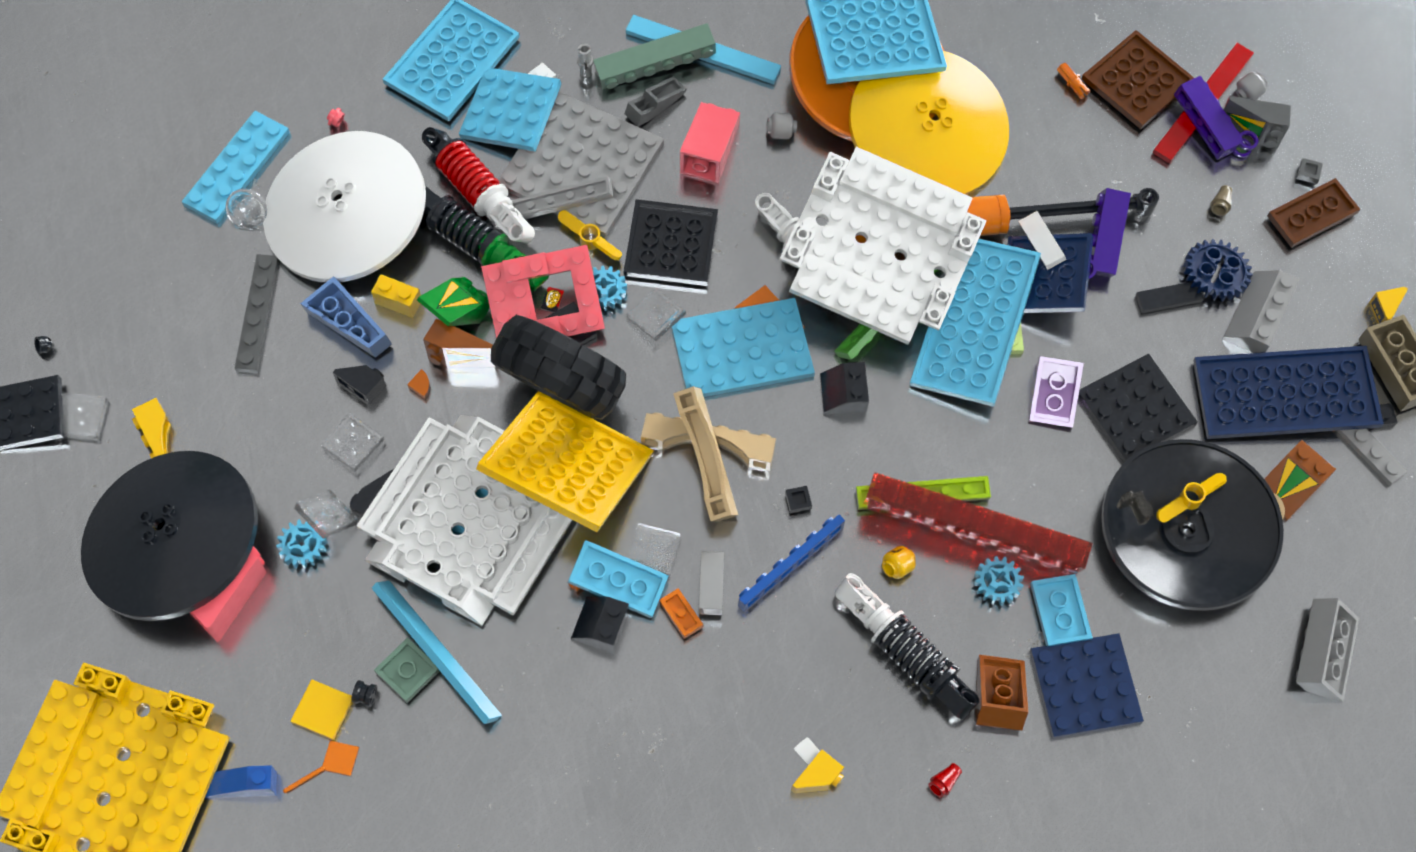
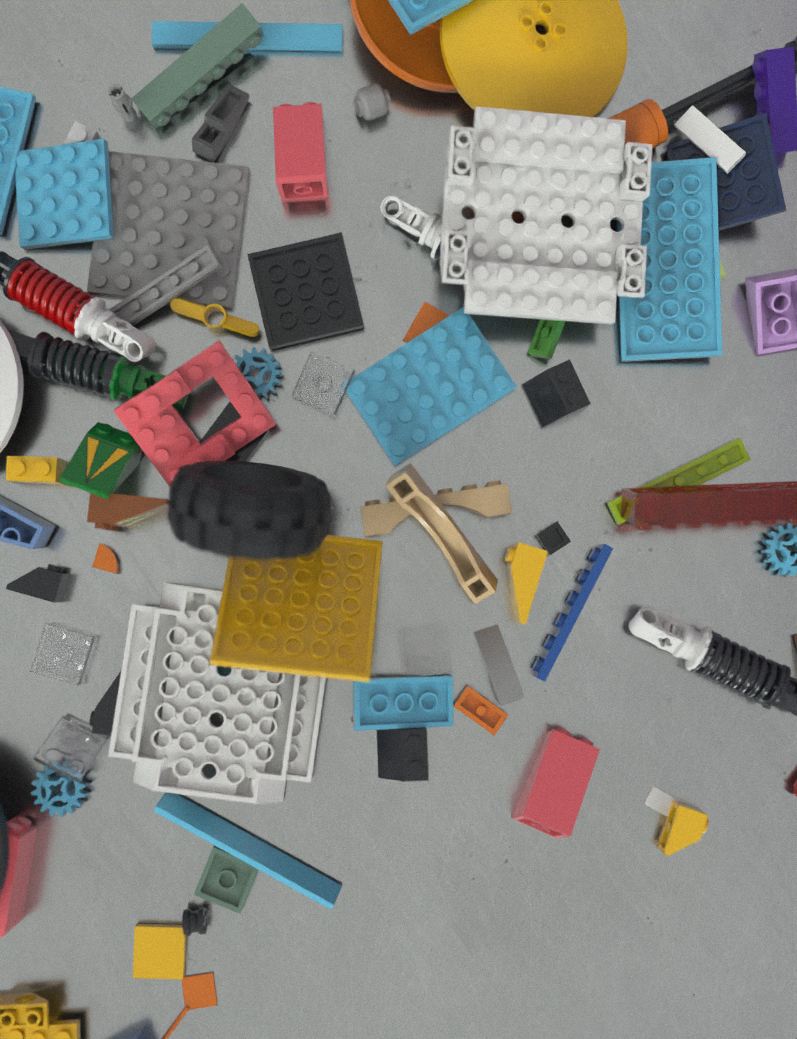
camera: 20 degrees left, 20 degrees up
(552, 299) = (204, 405): sticker -> none
(720, 696) = (557, 784): none -> coral slope
(764, 509) = (523, 574): none -> yellow slope
(898, 562) = (681, 569): yellow head -> none

